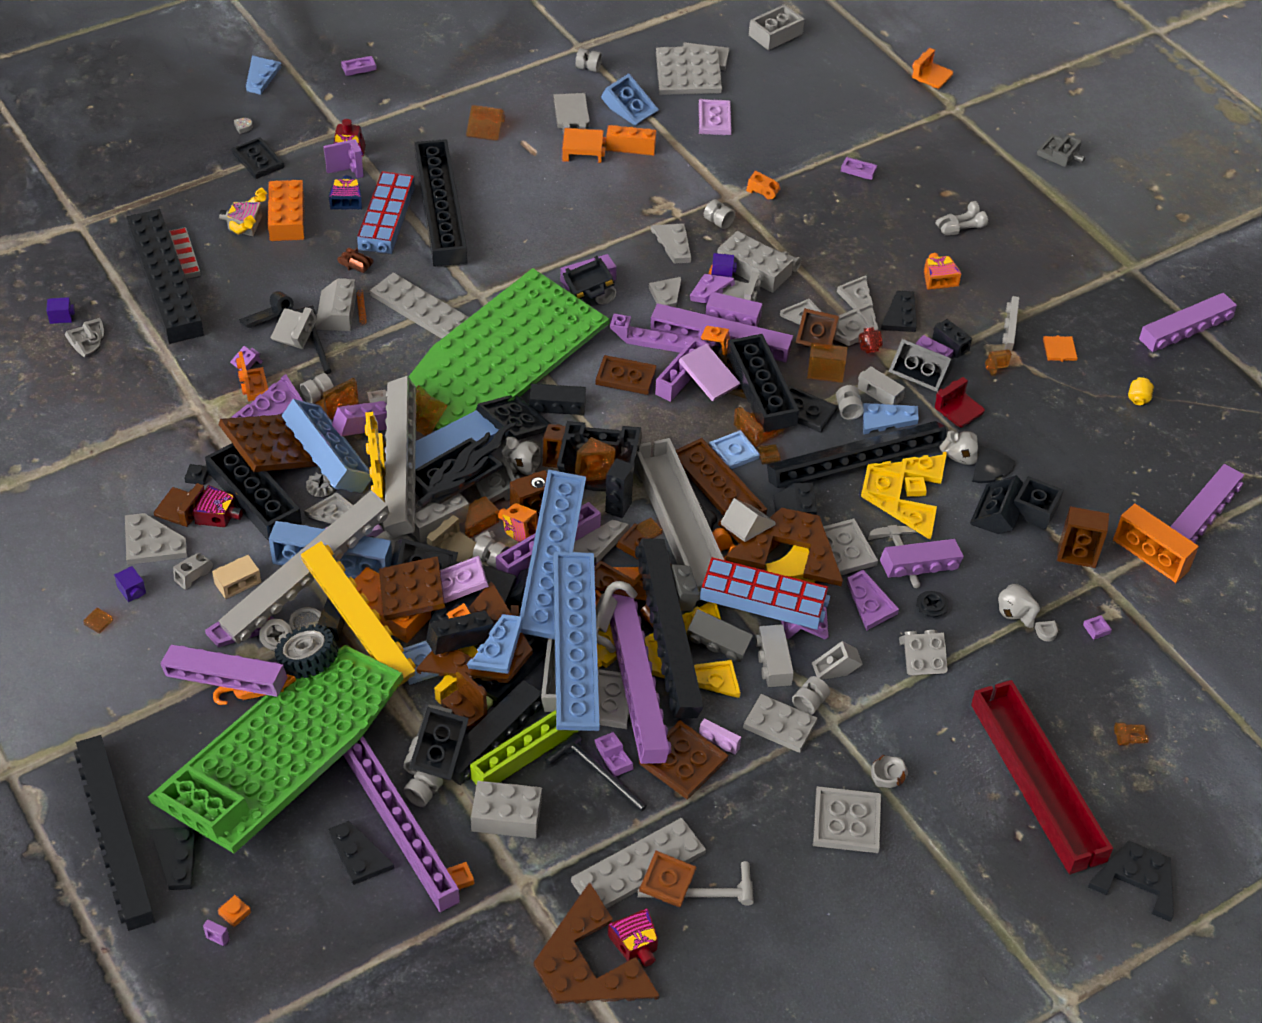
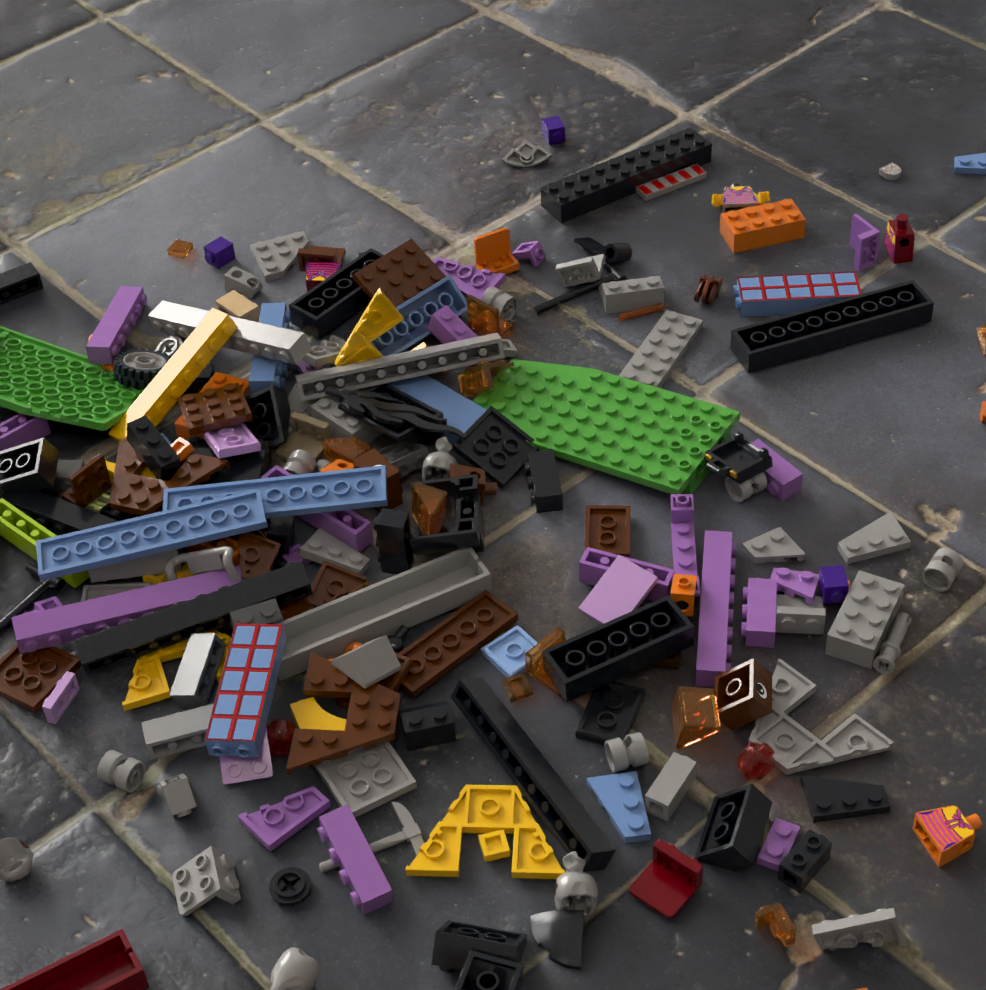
camera: 85 degrees right, 5 degrees down
(258, 158) = (844, 193): black tile -> none
(345, 194) = (813, 258): dark blue torso -> none
(500, 646) = (135, 480): medium blue wing -> none
(780, 723) = (84, 752): light grey plate -> none

